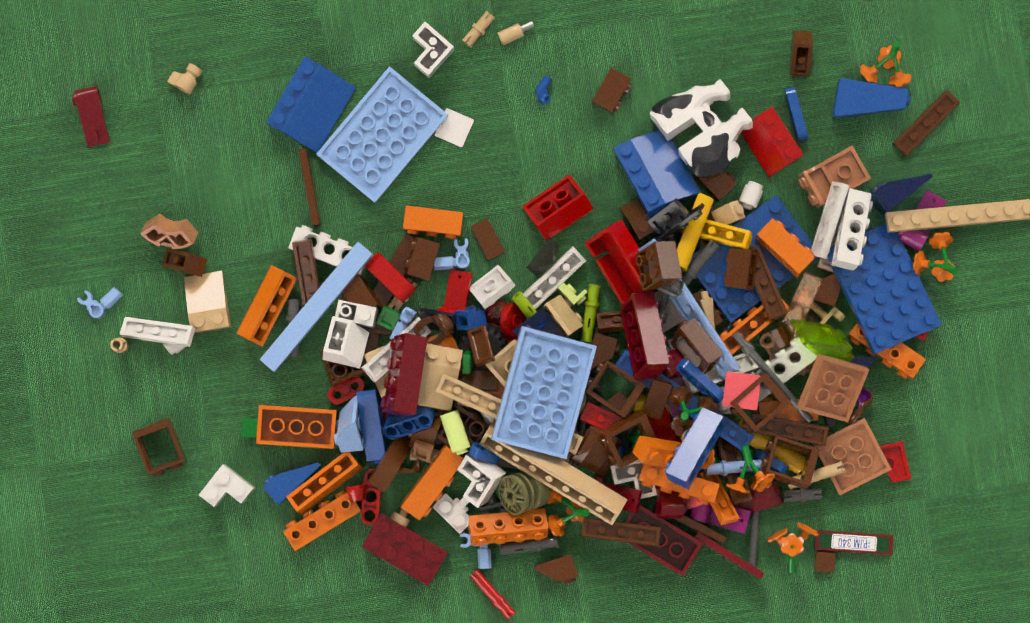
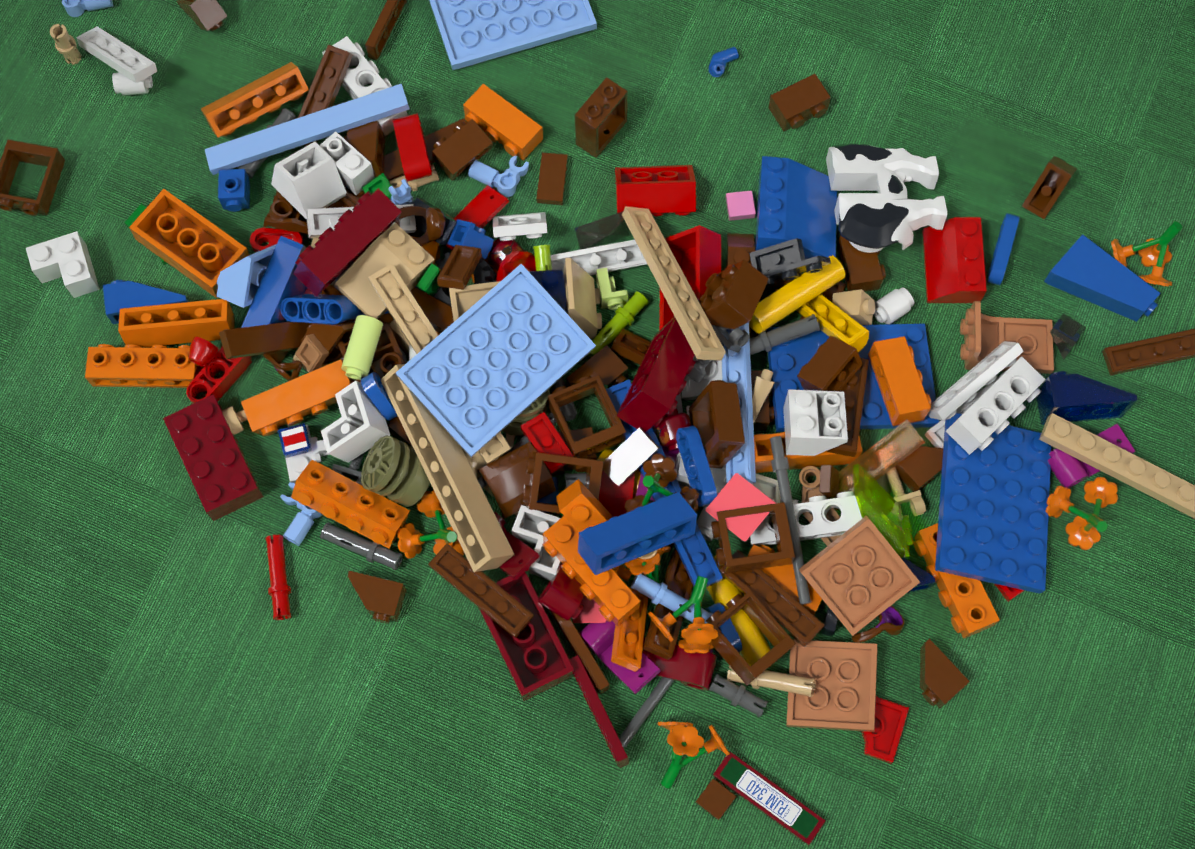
camera: 30 degrees right, 15 degrees down
(207, 302) = (193, 65): tan slope -> none
(295, 373) = (234, 189): none -> blue brick
(447, 509) = (295, 440): none -> tile
(454, 128) = (595, 46): white sticker -> none
(495, 191) = (601, 112): none -> reddish brown window
(616, 184) = (740, 205): none -> bright pink tile
(616, 275) = (673, 284): none -> tan plate
(753, 310) = (814, 421): none -> white slope
(865, 147) = (1066, 334): none -> clear smoke slope
(909, 413) = (938, 676): none -> reddish brown slope

